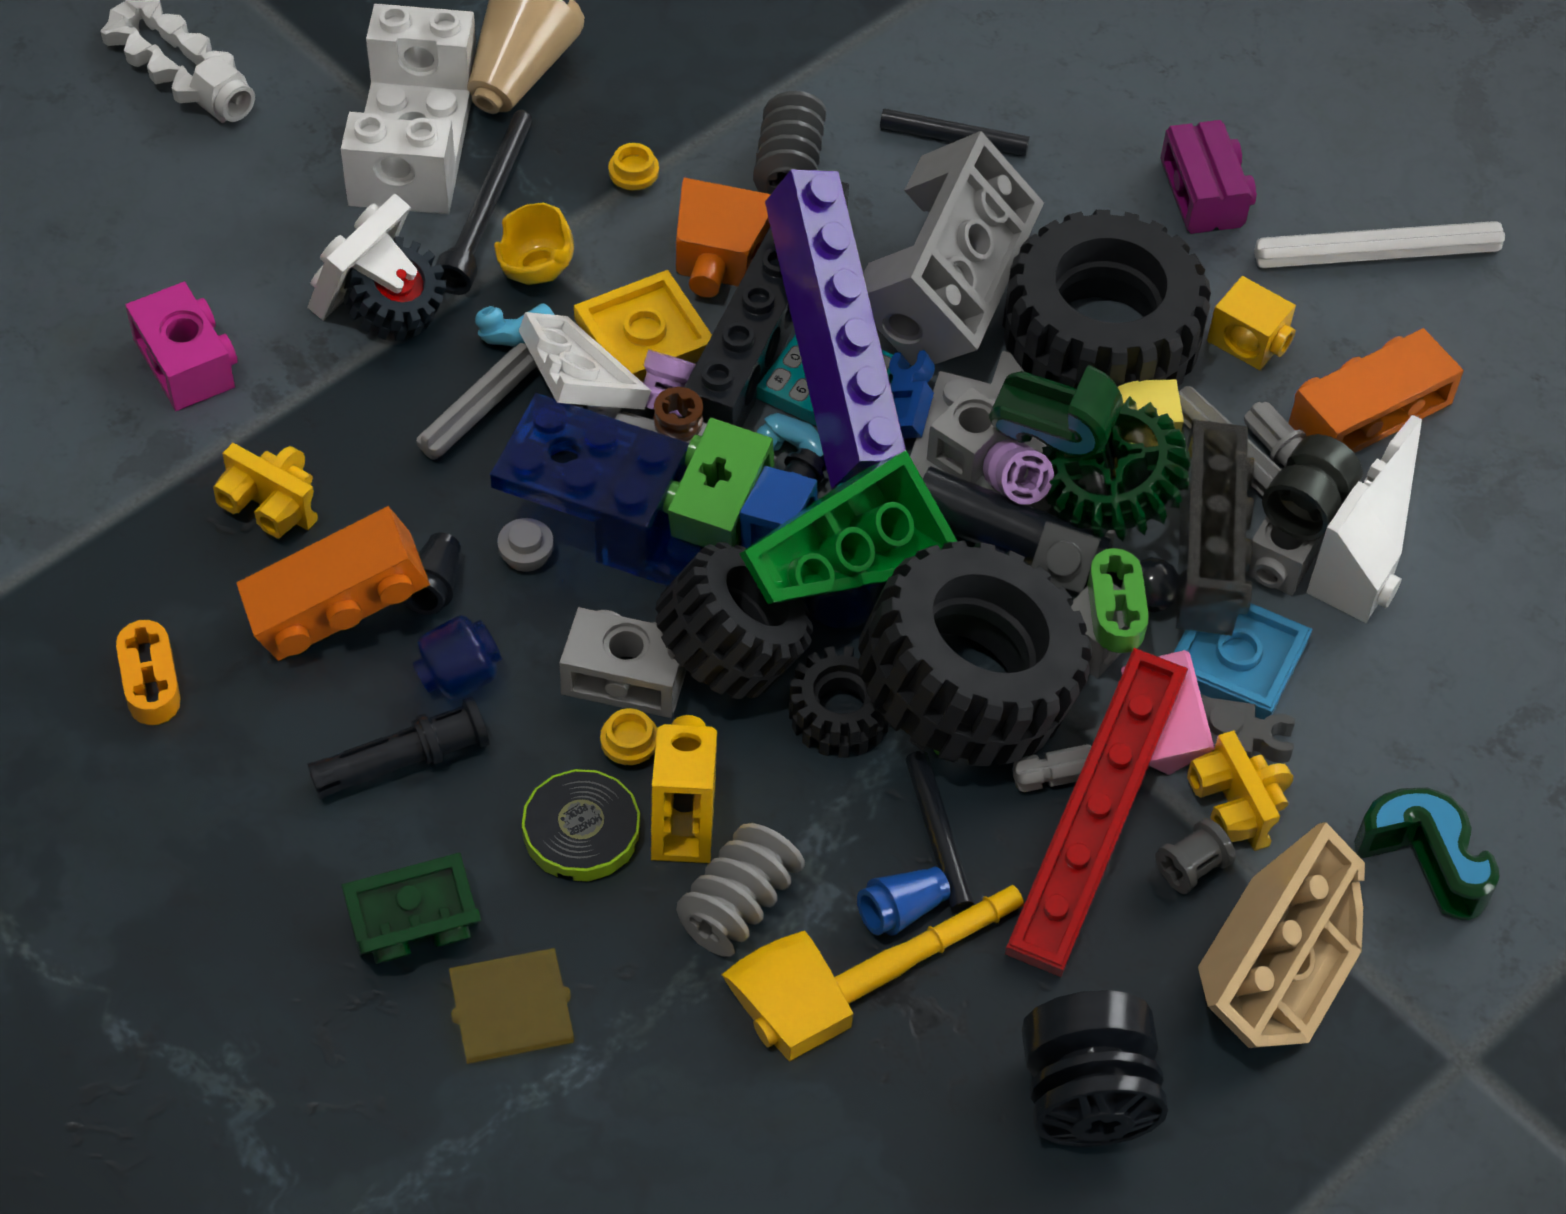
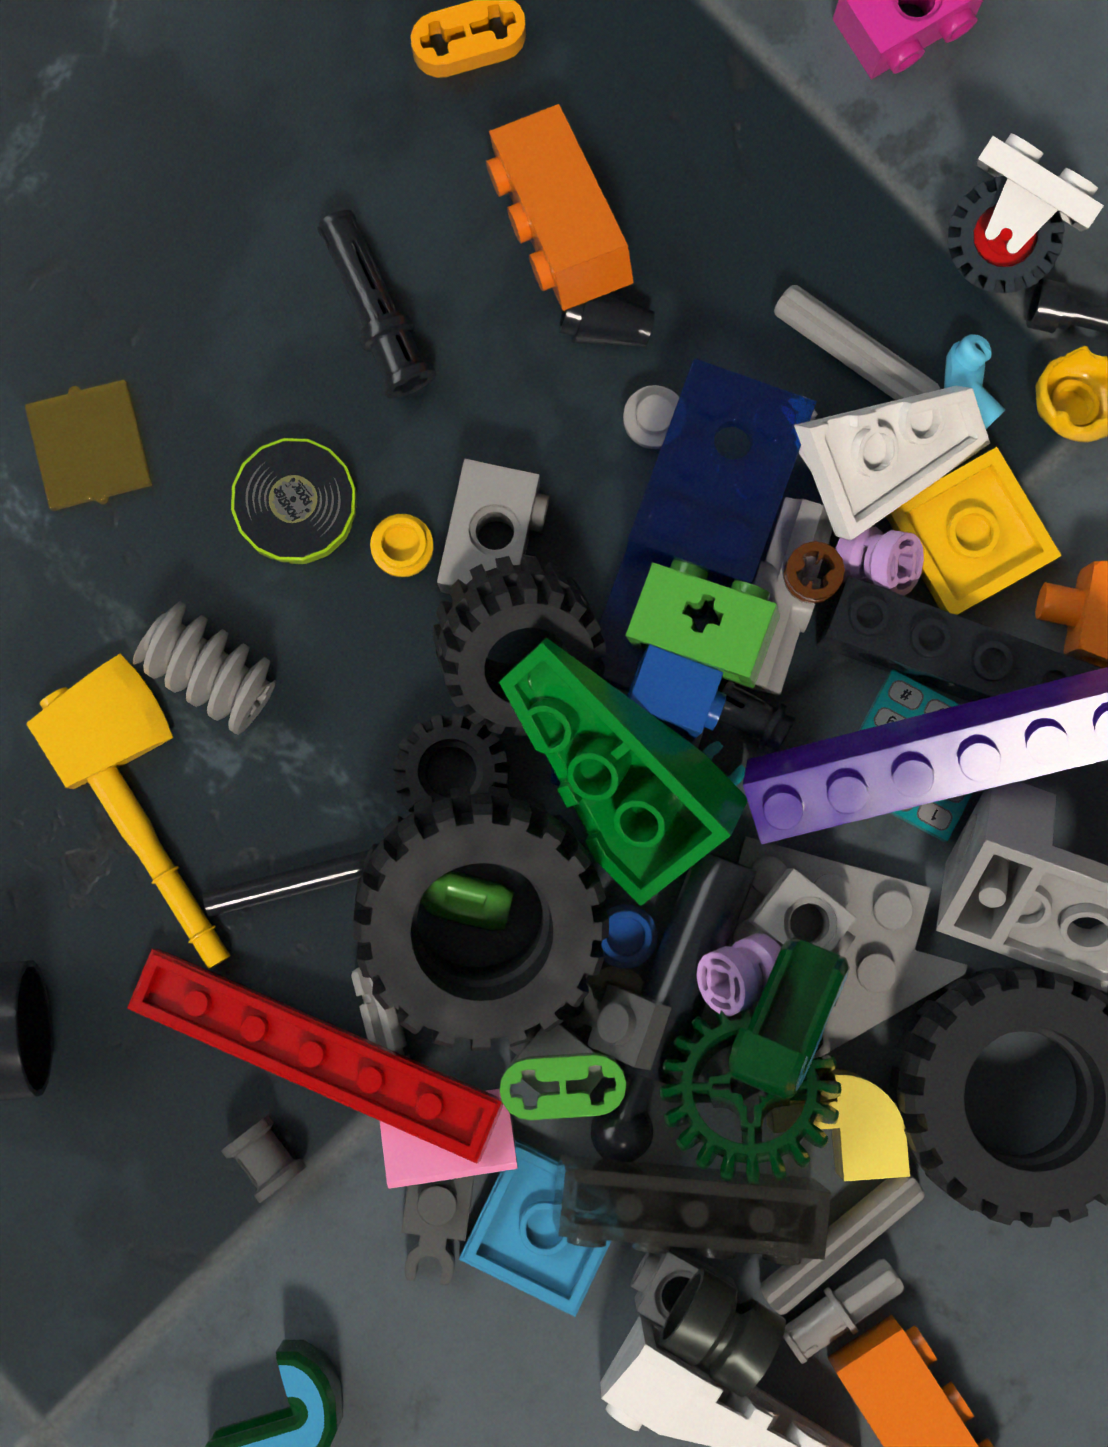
camera: 95 degrees right, 30 degrees up
(271, 481) = (718, 102): yellow hips -> none
(411, 906) = (175, 333): dark green bracket -> none
(457, 657) = (487, 353): clear blue head -> none
(687, 766) = (297, 606): yellow torso -> none
(792, 430) = (830, 710): medium azure arm -> none
(901, 899) = (205, 840): blue cone -> none
(911, 392) = (878, 842): blue plate -> none
(1249, 785) = (315, 1223): yellow hips -> none
(1252, 323) = (1026, 1282): yellow brick -> none
(1288, 943) = (138, 1242): tan wedge -> none

